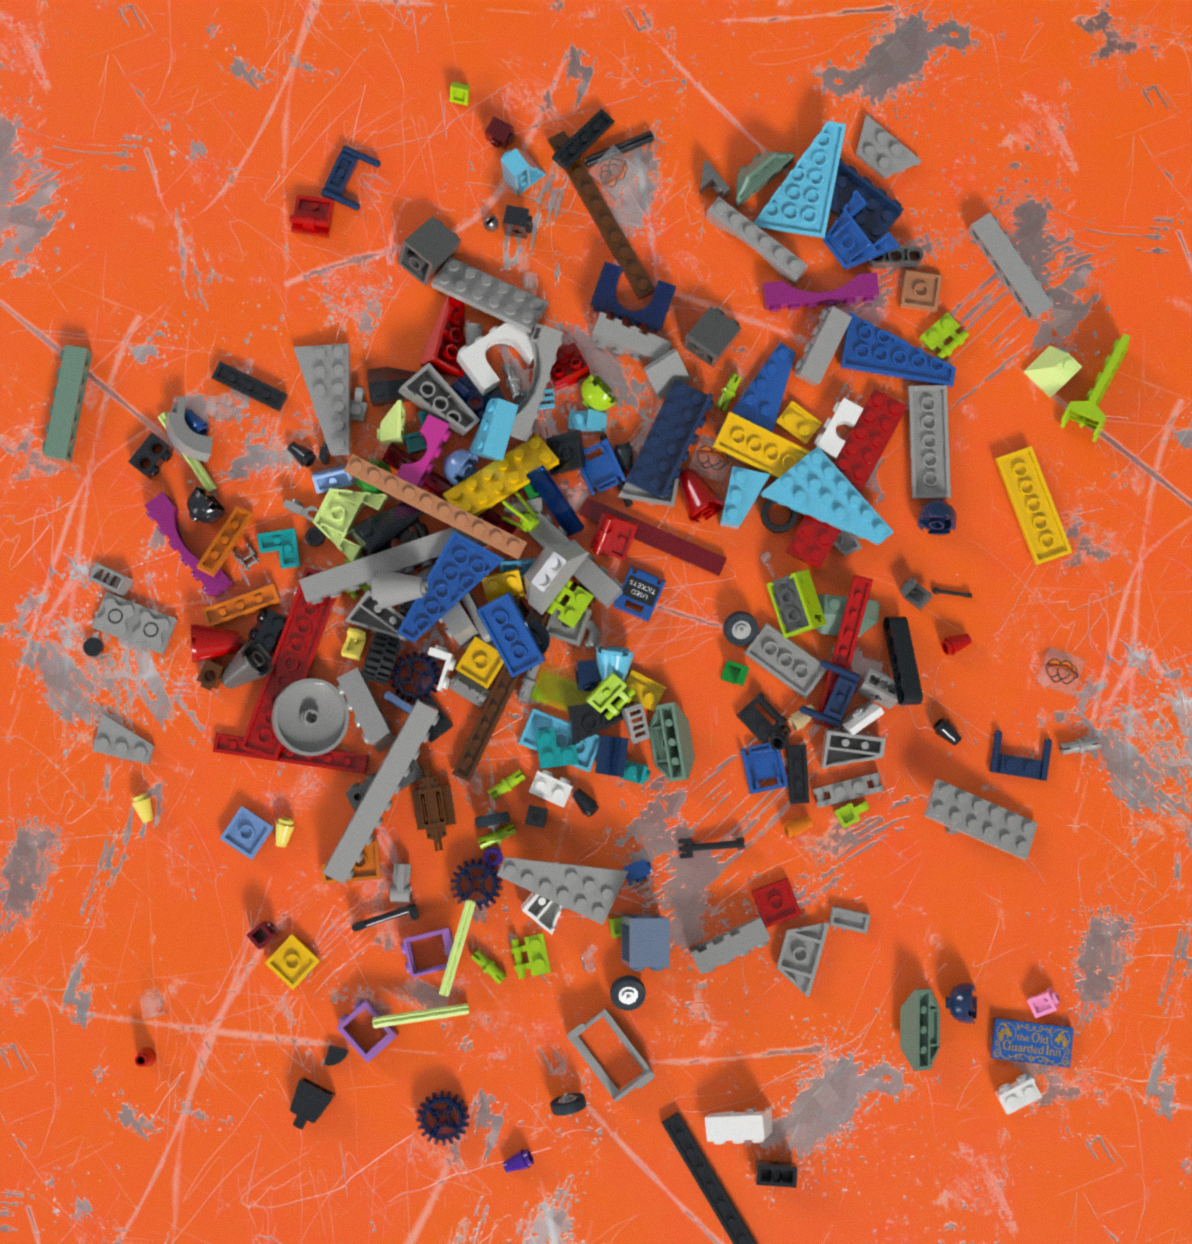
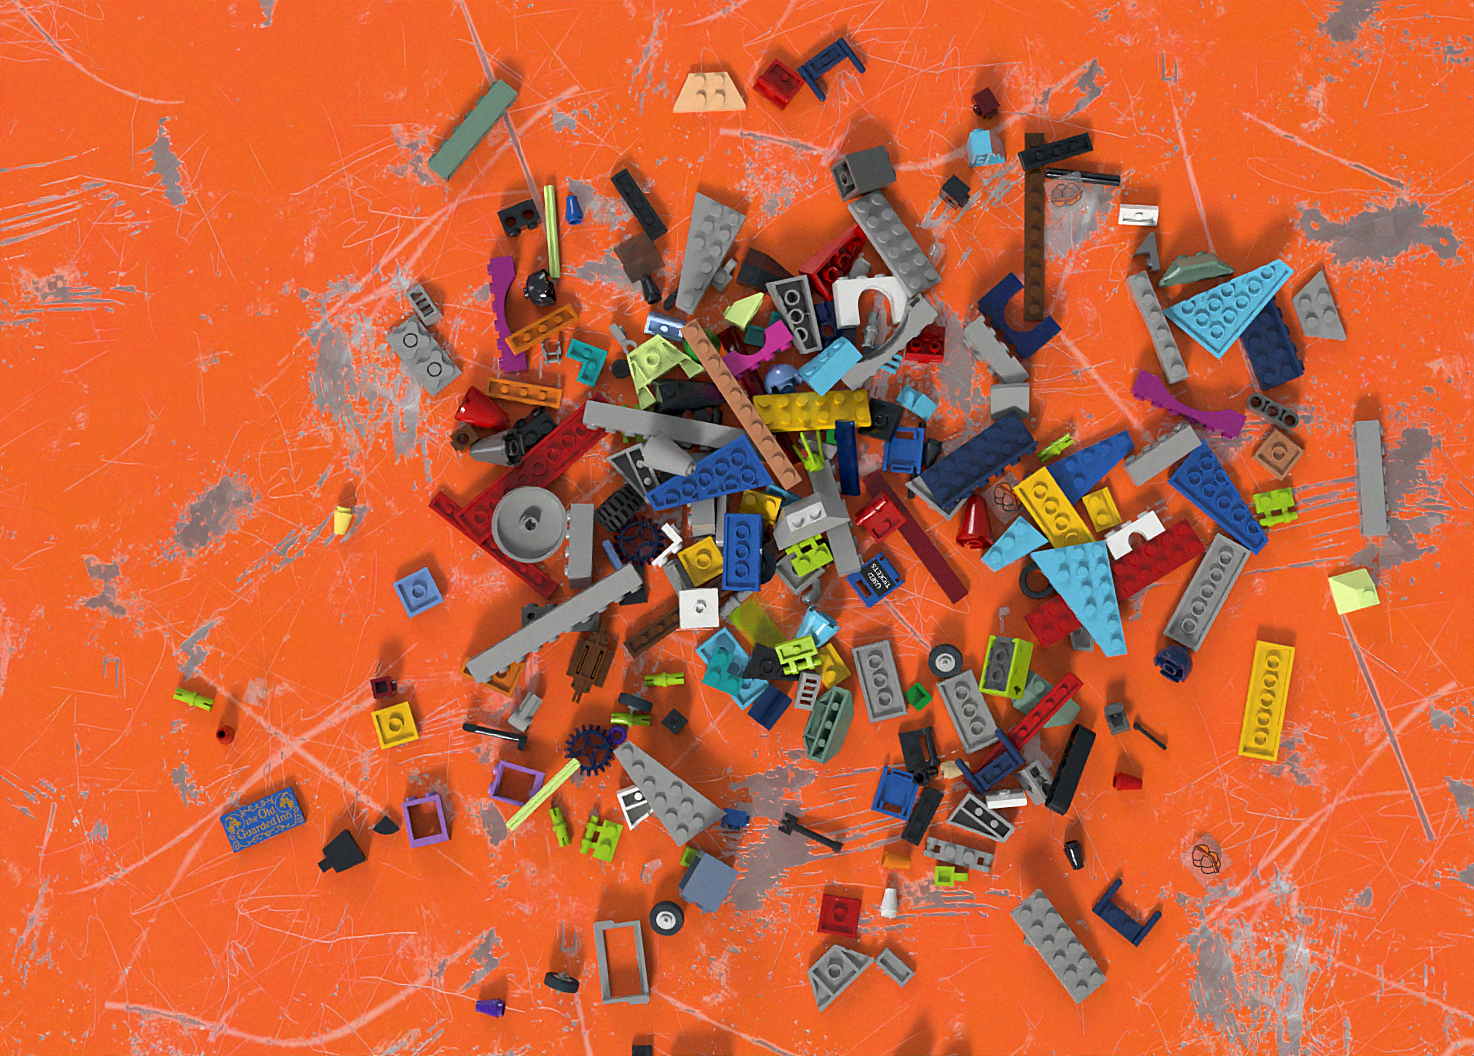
camera: 30 degrees right, 0 degrees up
(93, 647) = (376, 356): black tile -> none
(100, 1041) = (193, 699): none -> lime pin
(121, 742) = (353, 452): light grey wing -> none
(183, 438) = (556, 218): light grey arch -> none
(222, 1113) = (262, 819): none -> blue tile
(257, 257) = (708, 93): none -> light nougat wing
(275, 430) = (639, 256): none -> clear smoke slope
(284, 829) = (450, 609): light yellow cone -> none
(354, 643) = (602, 482): light yellow bracket -> none
(421, 1015) = (478, 834): yellowish green axle -> none
(433, 1133) = (432, 940): clear blue gear -> none
(459, 93) = (970, 48): lime tile -> none
(491, 226) = (931, 182): hinge -> none
(500, 705) = (698, 608): none -> white plate
(550, 788) = (701, 705): white bracket -> none
(585, 803) = (724, 736): black cone -> none
(586, 675) = (787, 624): dark blue brick -> none
(597, 394) = (938, 384): lime cylinder -> none
(636, 772) = (782, 733): teal bracket -> none
(684, 154) = (1138, 215): none -> white plate
(693, 679) = (879, 681): none -> light grey piece
(712, 336) = (1069, 390): dark grey slope -> none
(730, 945) = (778, 928): light grey wedge -> none
(813, 867) = (889, 904): none -> white cone
(850, 242) = (1239, 374): blue wing -> none
(1080, 745) = (1184, 933): light grey pin -> none
(1087, 412) = (1361, 645): lime hinge -> none

